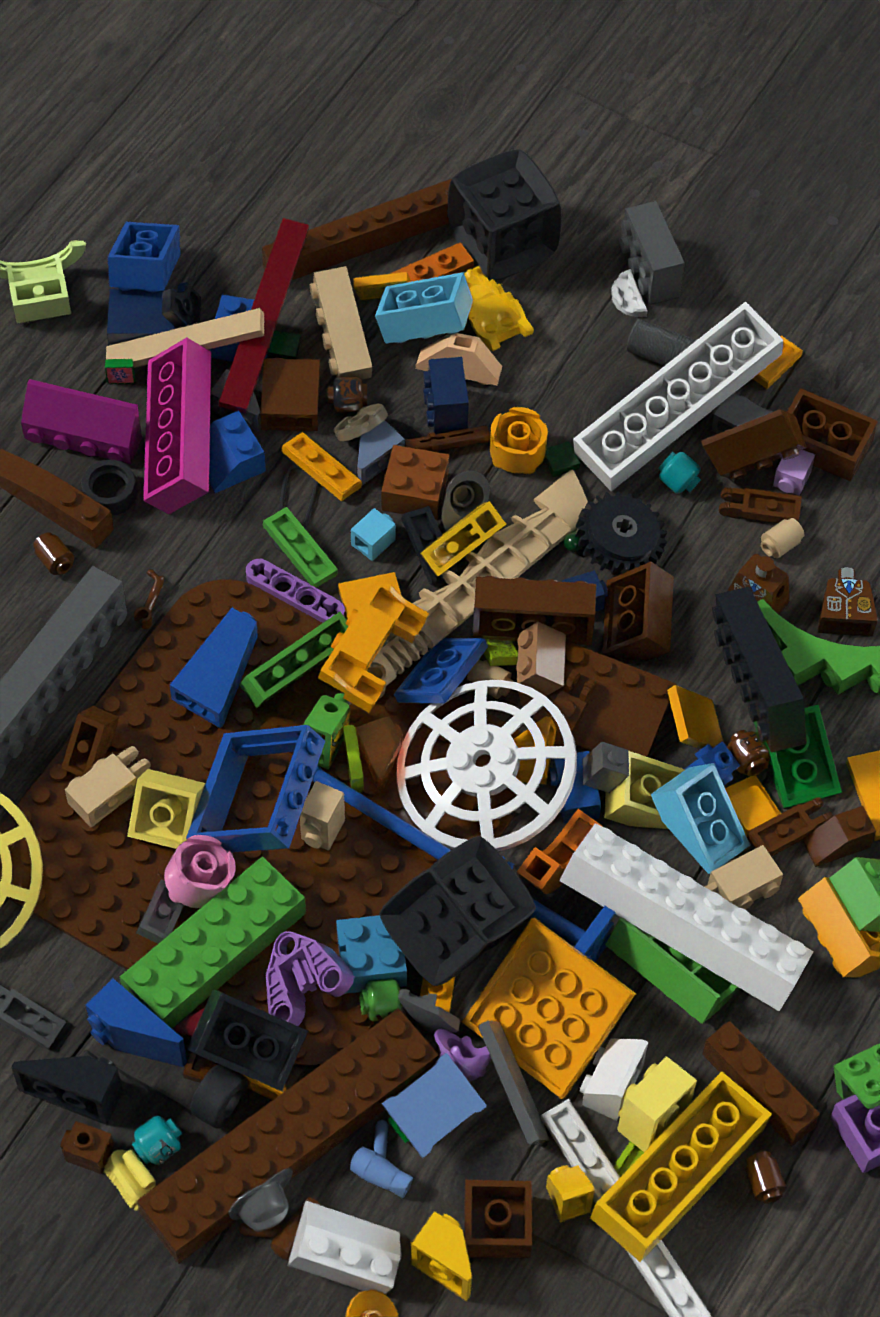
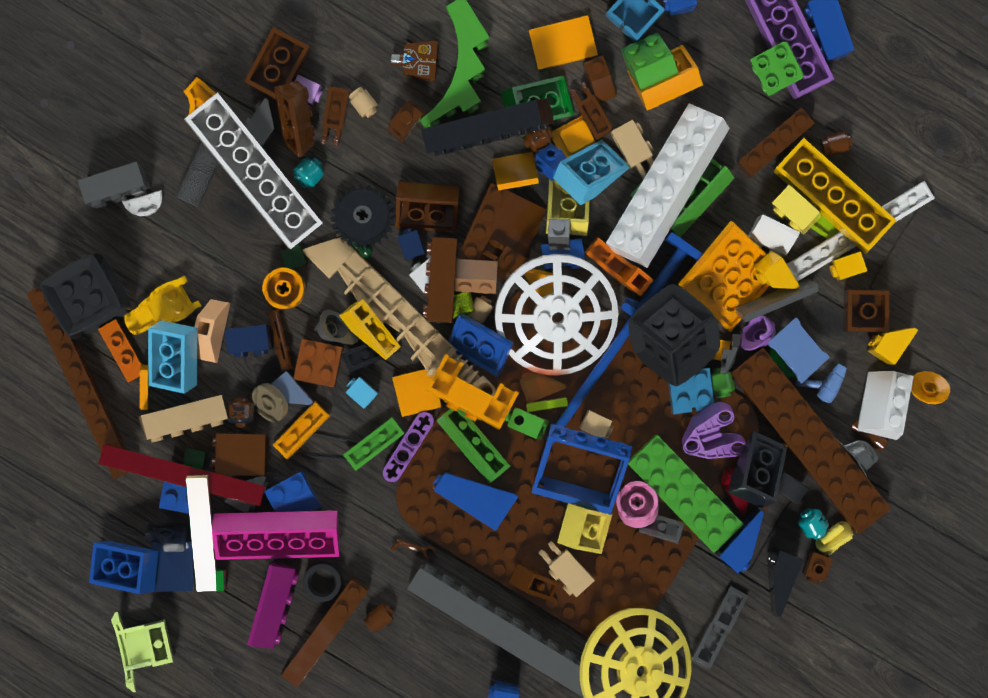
camera: 90 degrees left, 30 degrees up
(555, 1075) = (775, 272): none -> yellow slope

